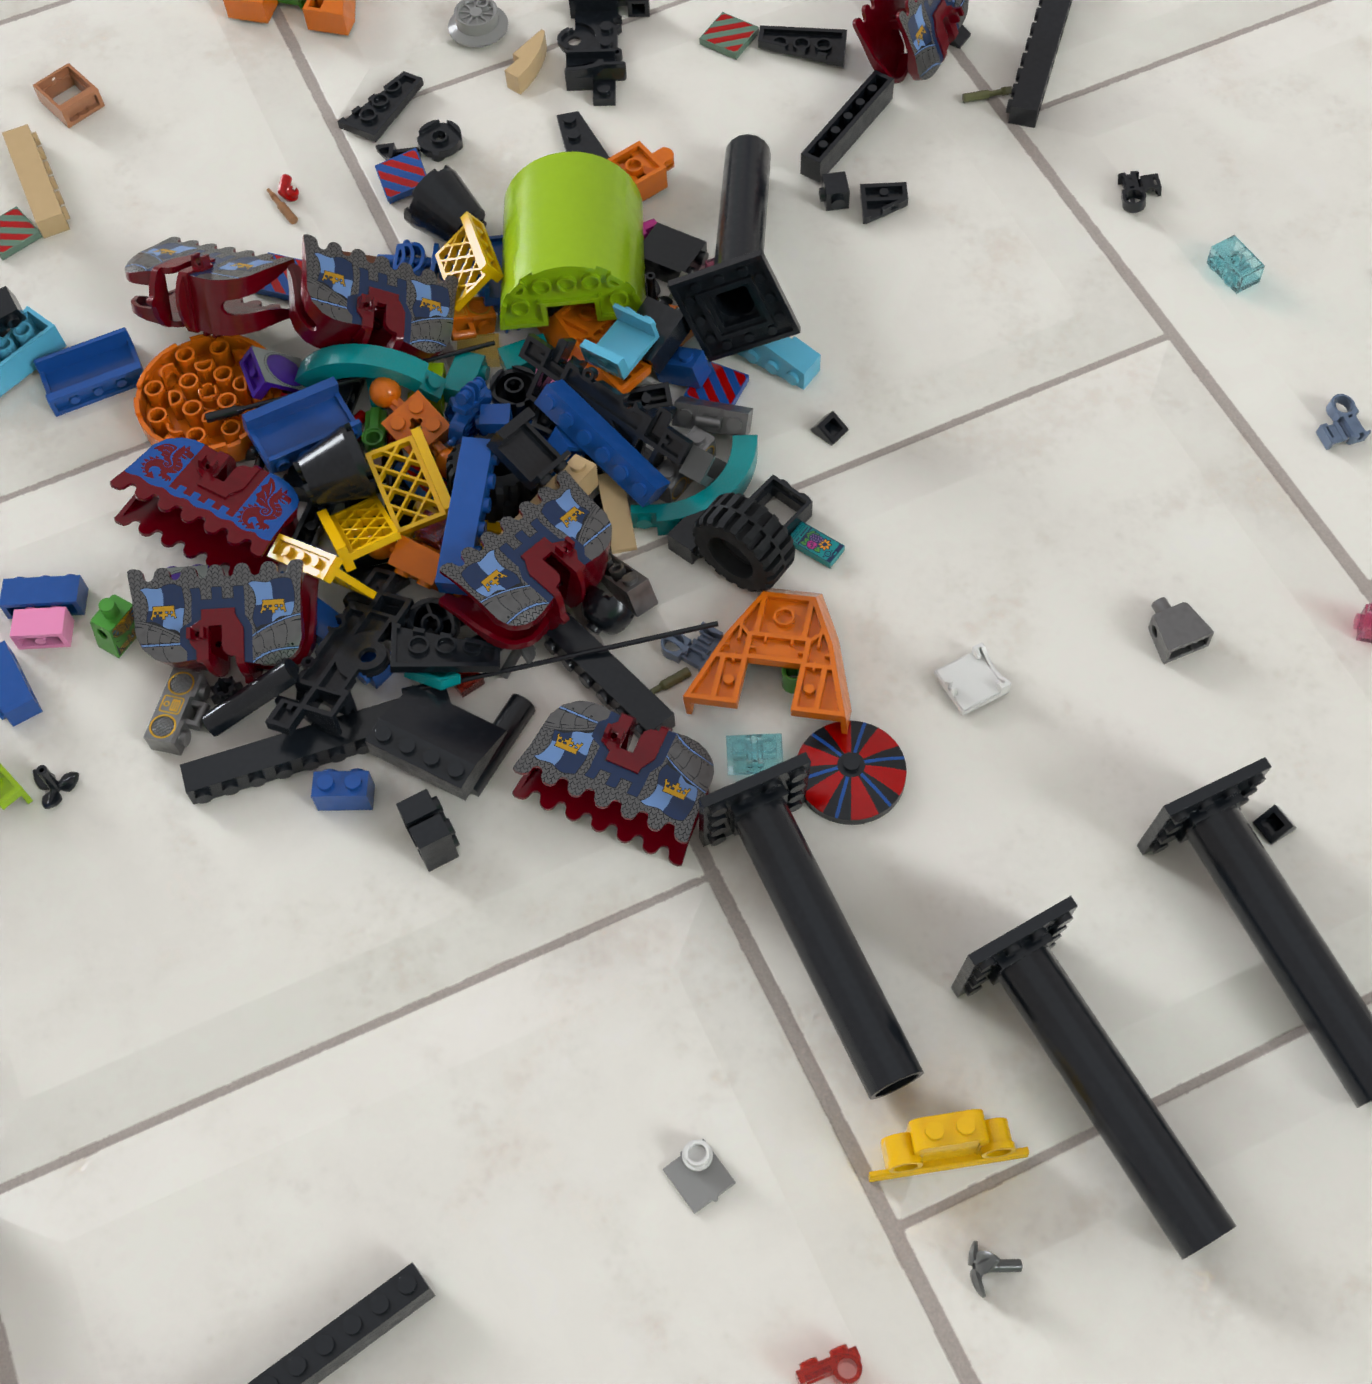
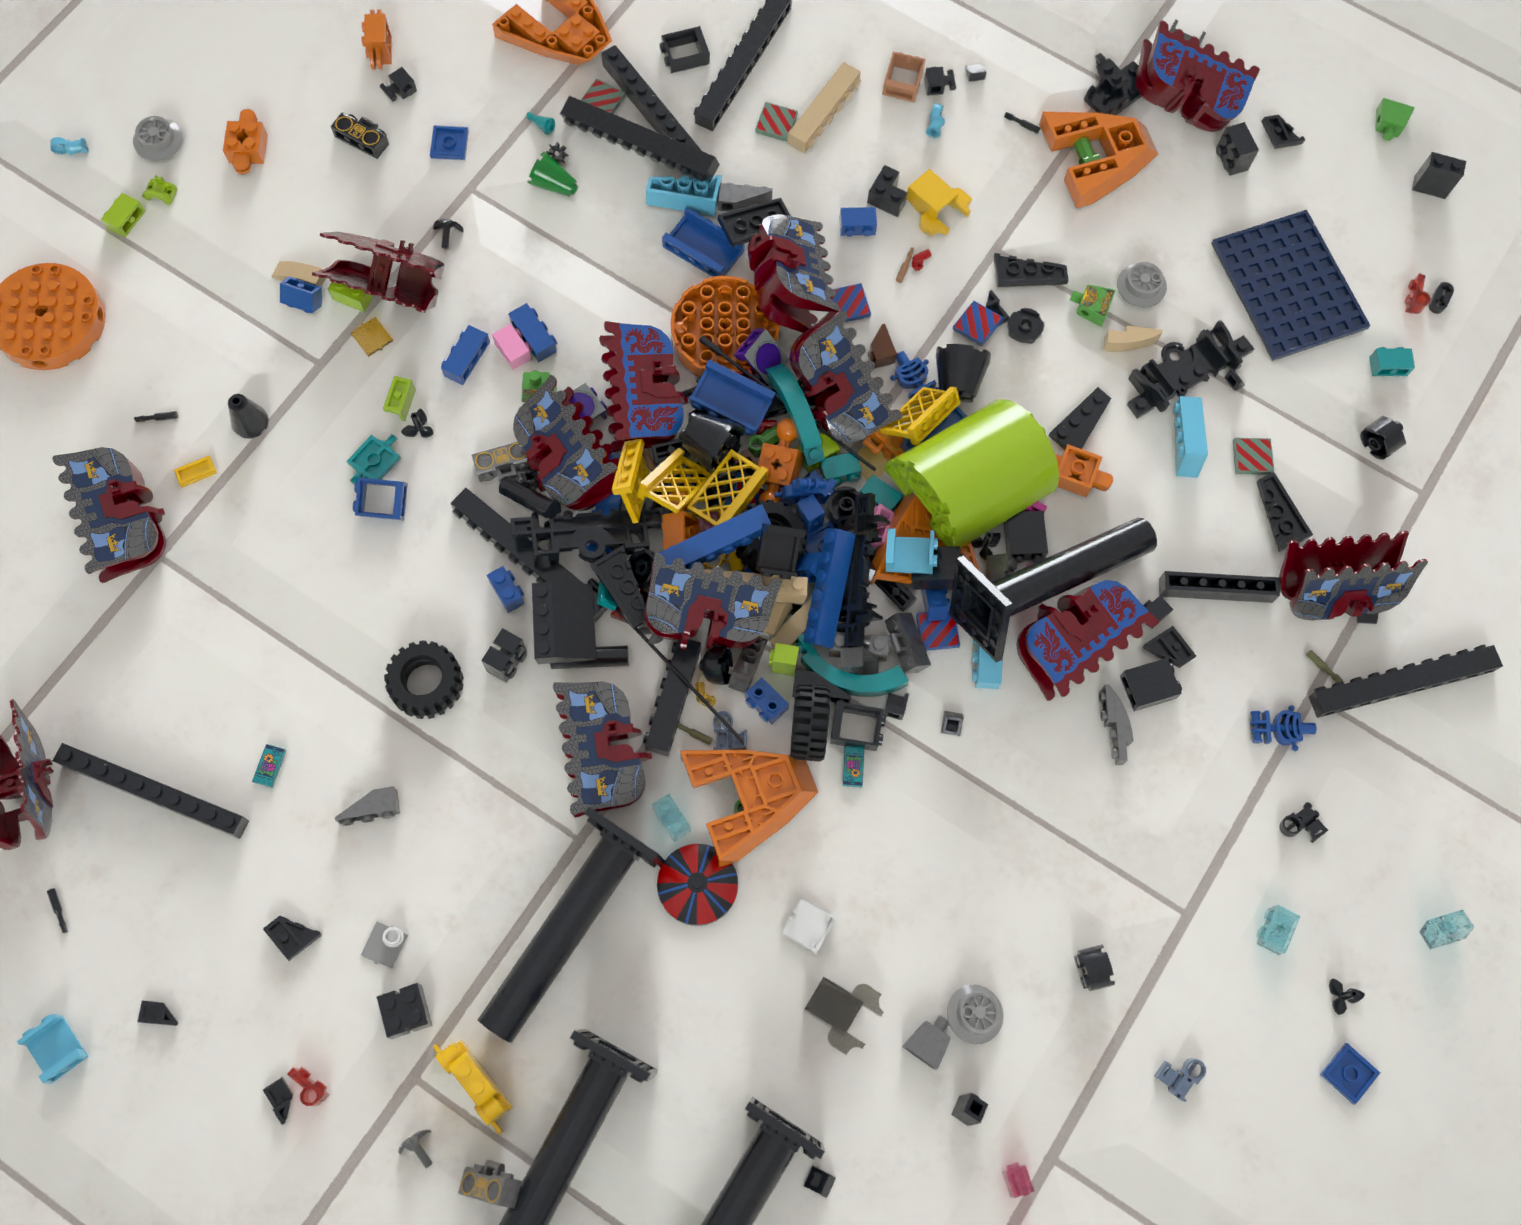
camera: 50 degrees right, 10 degrees up
(54, 859) = (373, 458): none -> teal plate
(70, 304) = (739, 196): none -> flat silver slope
(101, 70) = (936, 80): none -> black brick
(109, 305) = (744, 223): none -> black hinge
(122, 37) = (975, 72): none -> slope
(130, 847) = (399, 499): none -> blue window
(145, 95) = (936, 120): none -> medium azure connector
(189, 177) = (885, 194): none -> black brick
(195, 216) = (858, 221): none -> blue brick
(217, 28) = (1023, 123): none -> black piece
(228, 140) = (930, 195): none -> yellow piece
(363, 1202) = (269, 766): none -> tile
(371, 912) = (407, 662): none -> black tyre
(465, 71) = (1093, 303): none -> bright green torso
(510, 1086) = (375, 804): none -> flat silver slope
(613, 1292) = (290, 936): none -> black wing
(630, 652) = (700, 687): none -> clear yellow arm
(648, 539) = (783, 659): none -> lime brick
(673, 68) = (1189, 436): none -> medium azure wedge
(681, 586) = (766, 701): none -> blue brick
(776, 464) = (896, 706): none -> black panel
(803, 1189) = (404, 1010): none -> black piece
(818, 253) = (1087, 628): none -> dark red animal
(909, 235) = (1151, 684): none -> black brick
(927, 280) = (1115, 716): none -> flat silver slope
(1026, 157) = (1291, 733): none -> blue torso
(1080, 702) = (838, 1009): none -> clear smoke piece
(1104, 1178) = (494, 1188): none -> flat silver piece
(1170, 568) = (975, 1014): none -> light grey wheel
(1185, 432) = (1095, 968): none -> black brick
(1275, 626) = (969, 1109): none -> black brick
(1315, 133) = (1446, 929): none -> clear light blue brick
(1335, 245) = (1351, 995): none -> black plant

